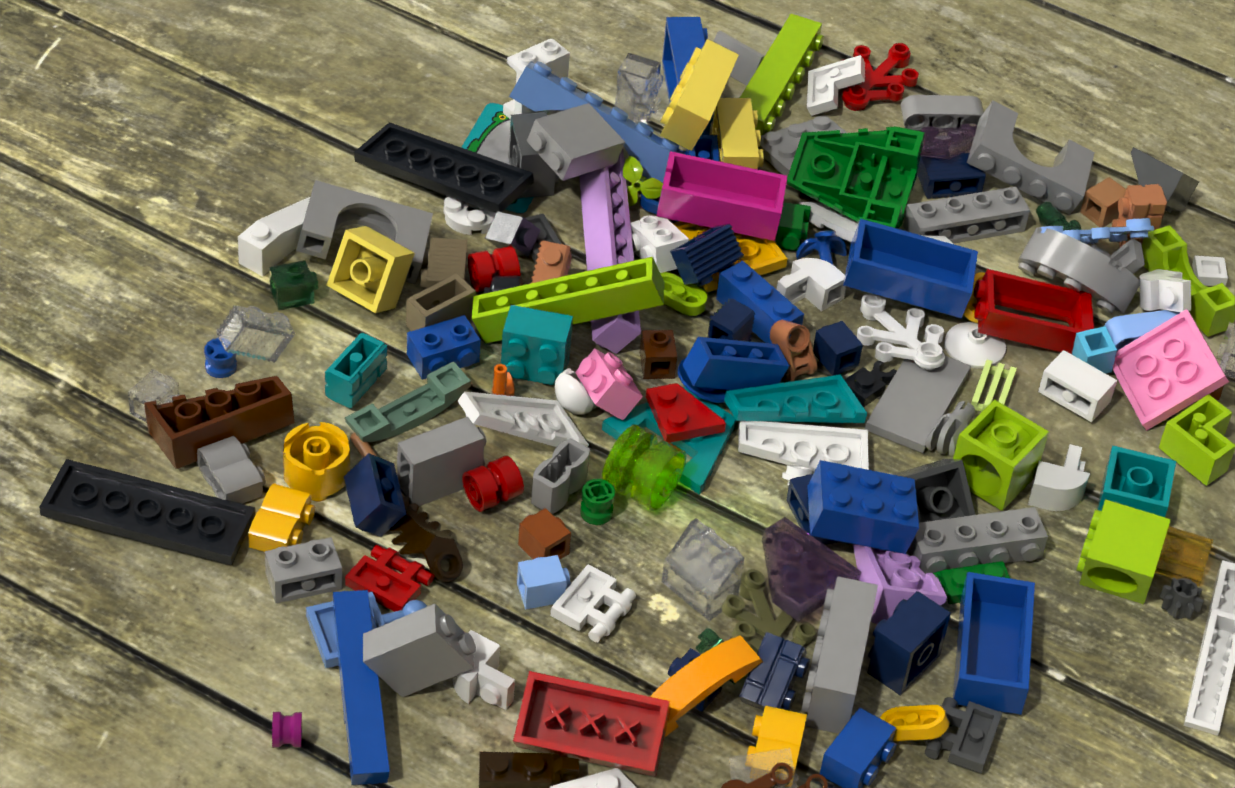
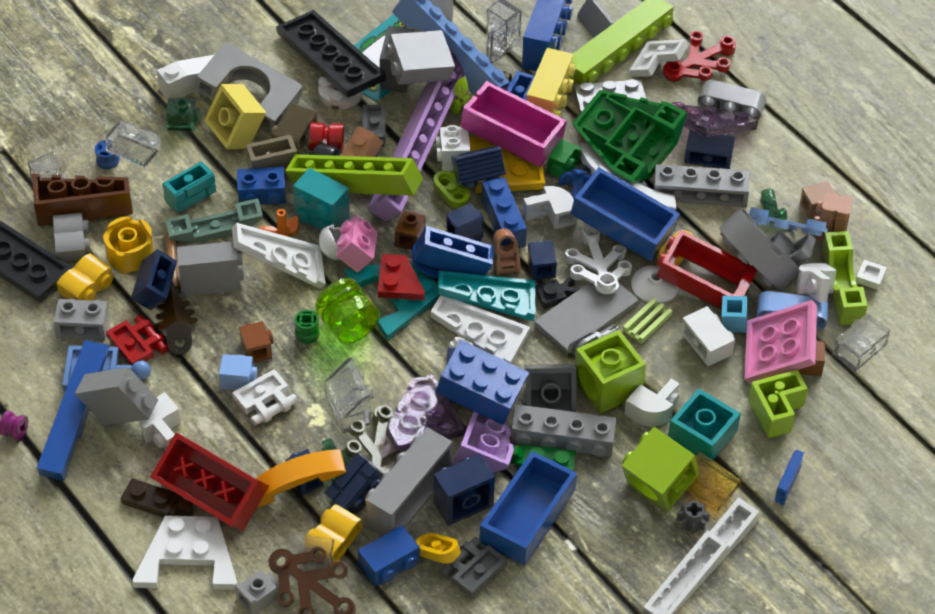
camera: 25 degrees right, 5 degrees up
(491, 484) = (240, 293): red wheel -> none
(513, 231) = (351, 114): brick -> none
(560, 475) = (286, 301): light grey brick -> none
(697, 94) = (525, 42): light yellow brick -> none
(997, 155) = (784, 178): light grey arch -> none
(1175, 184) = (868, 193): dark grey slope -> none

